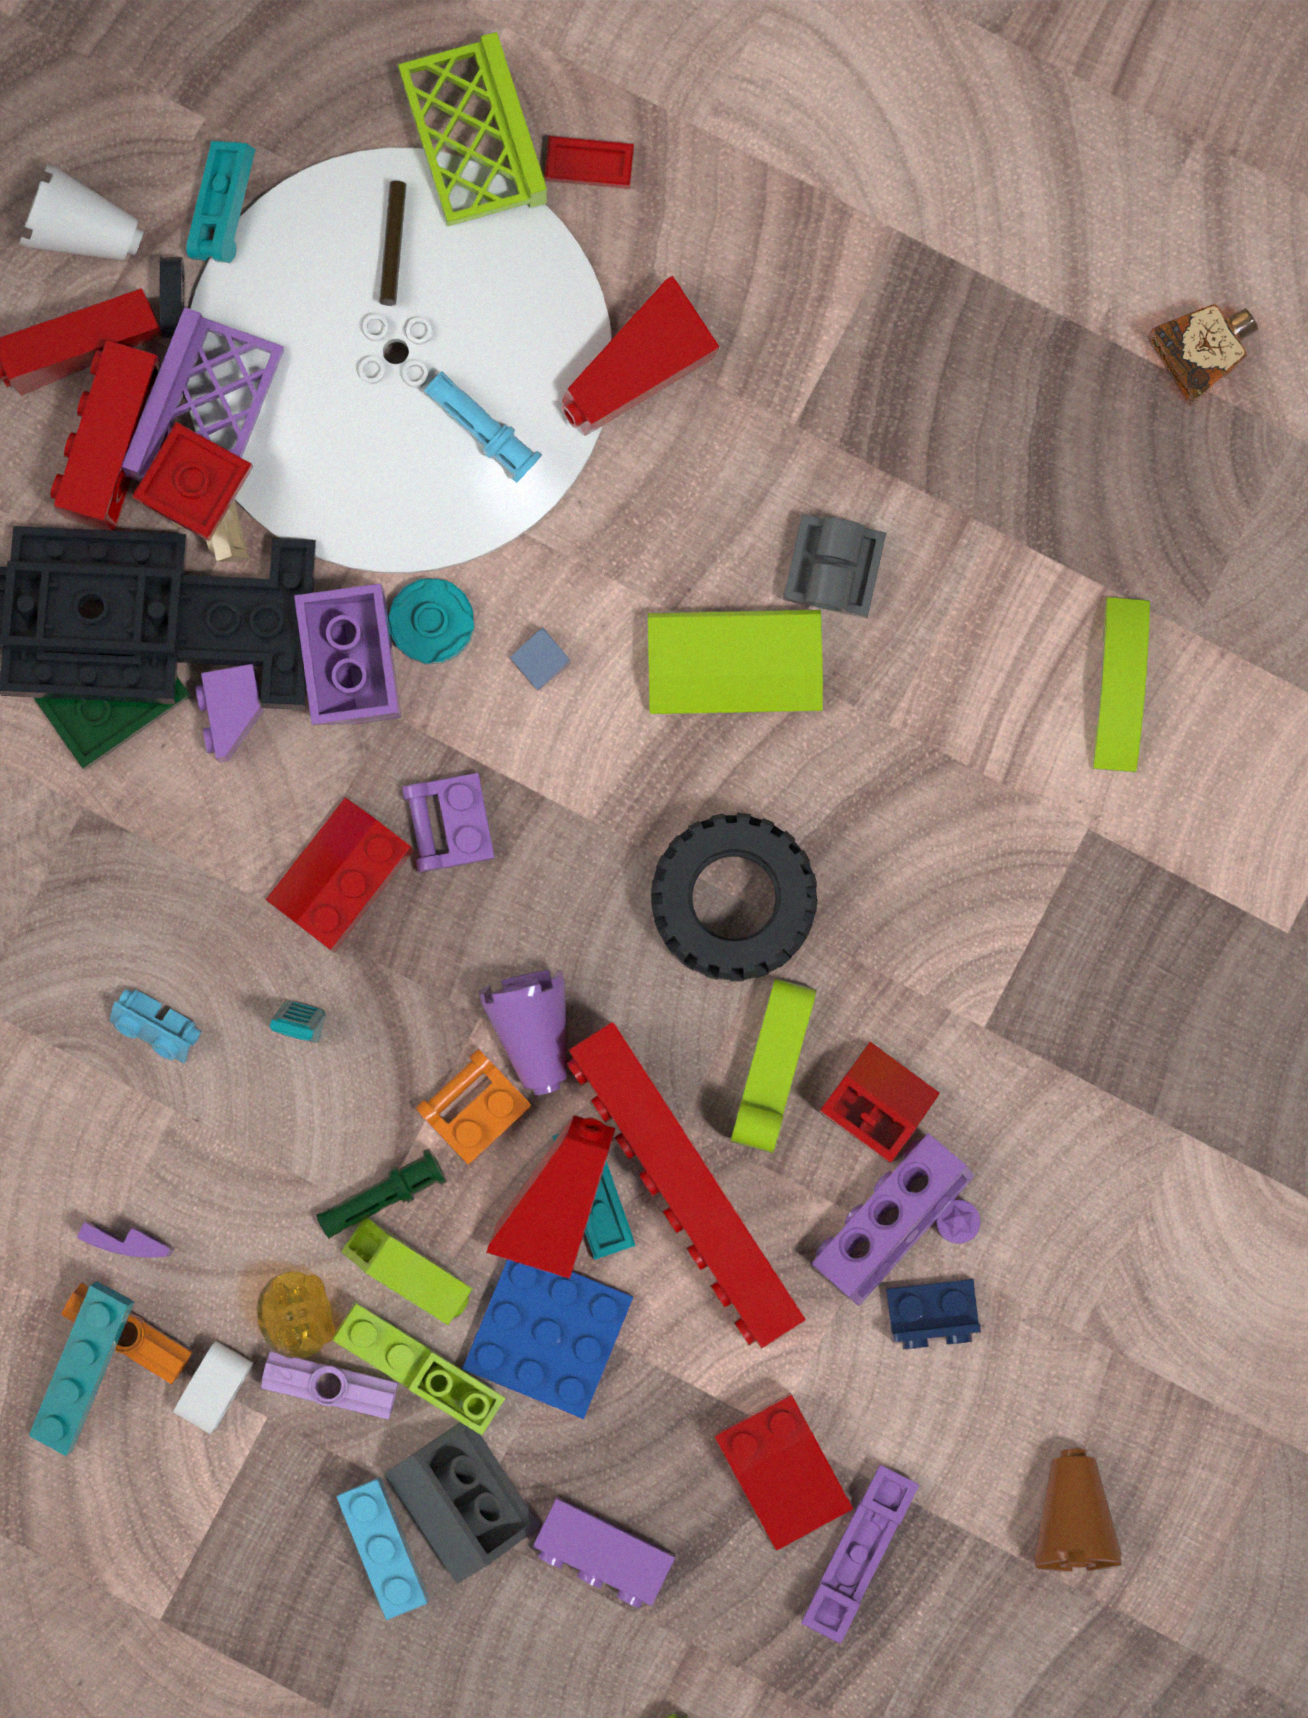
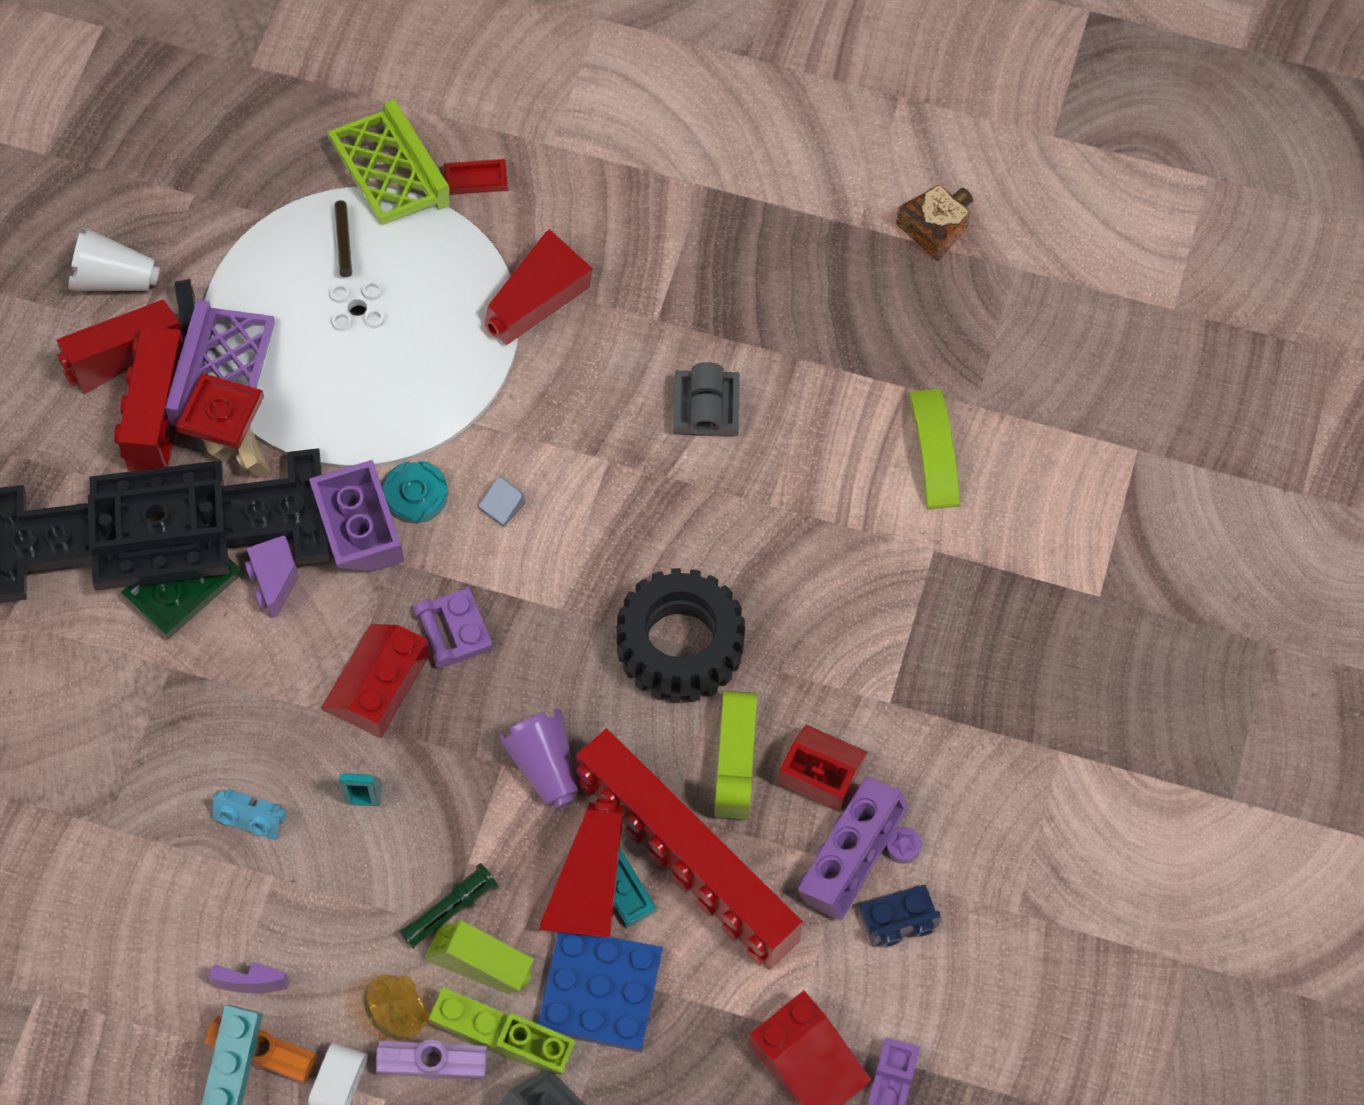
camera: 15 degrees left, 20 degrees down
(220, 201) = (213, 240): teal plate -> none
(484, 1117) = (517, 837): orange plate -> none
(497, 439) = (442, 351): medium azure pin -> none
(735, 662) = (647, 478): lime slope -> none
(1076, 1518) = (1051, 1050): dark orange cone -> none

